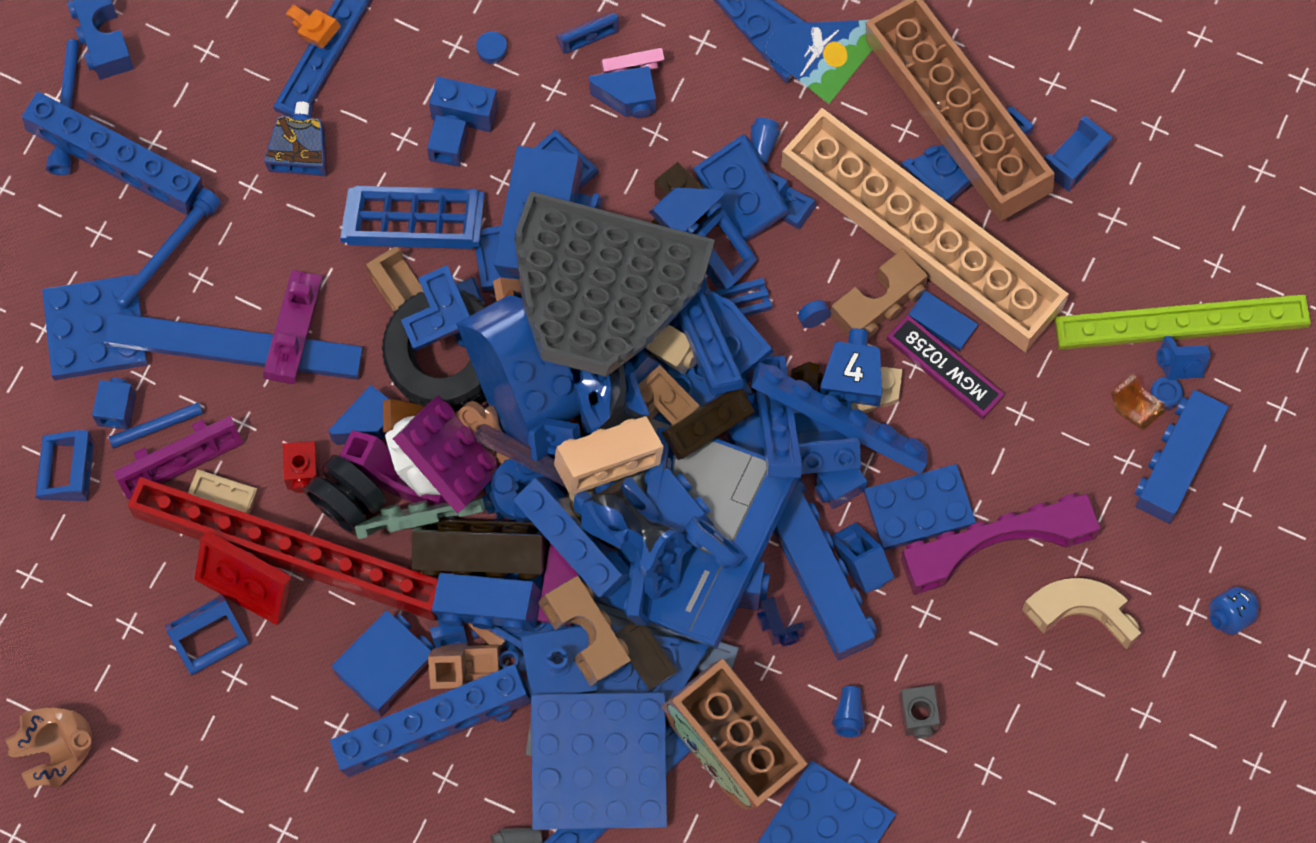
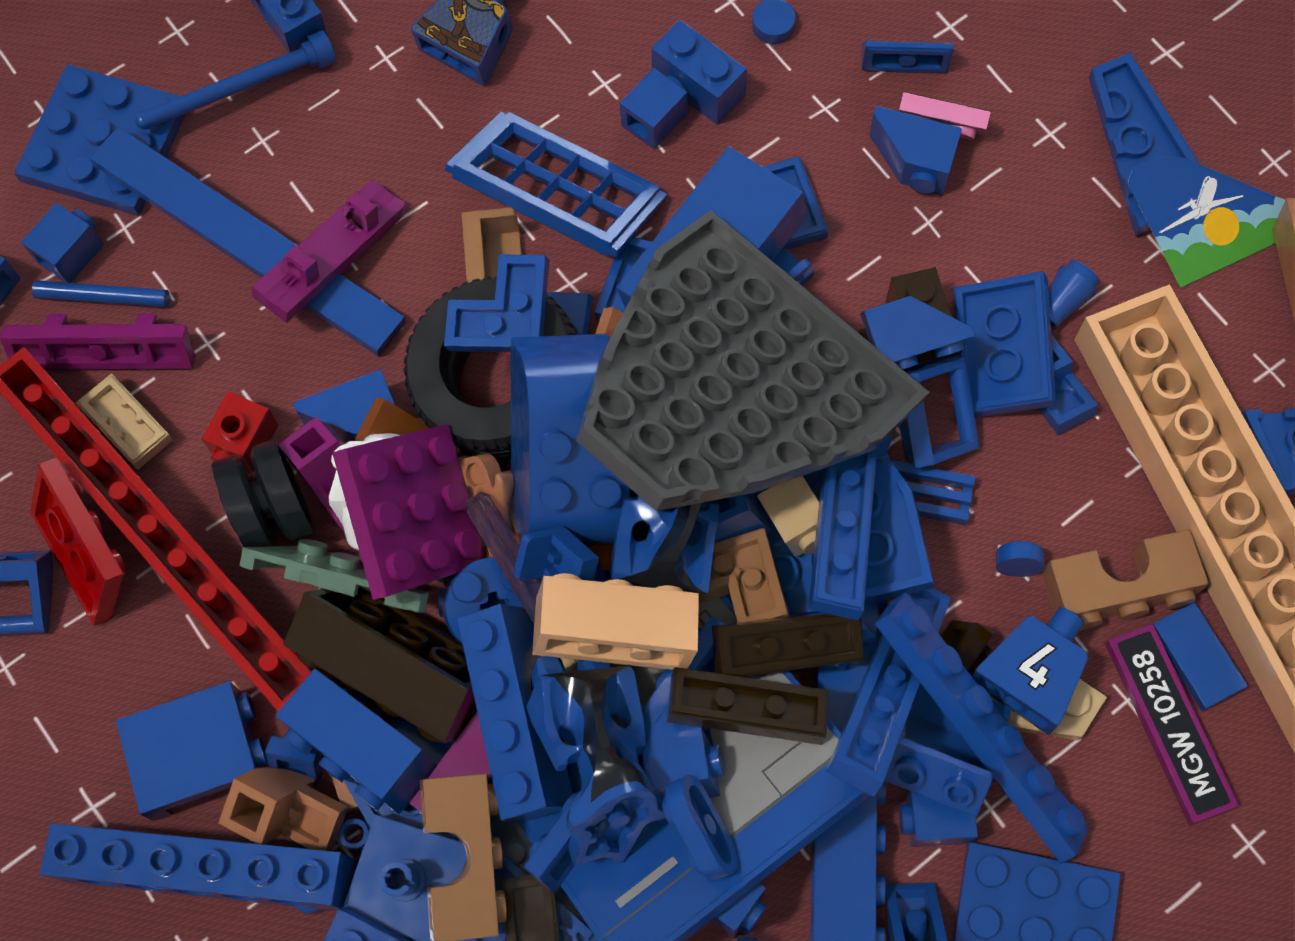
camera: 30 degrees right, 0 degrees up
(705, 465) = (748, 706): none -> dark brown tile

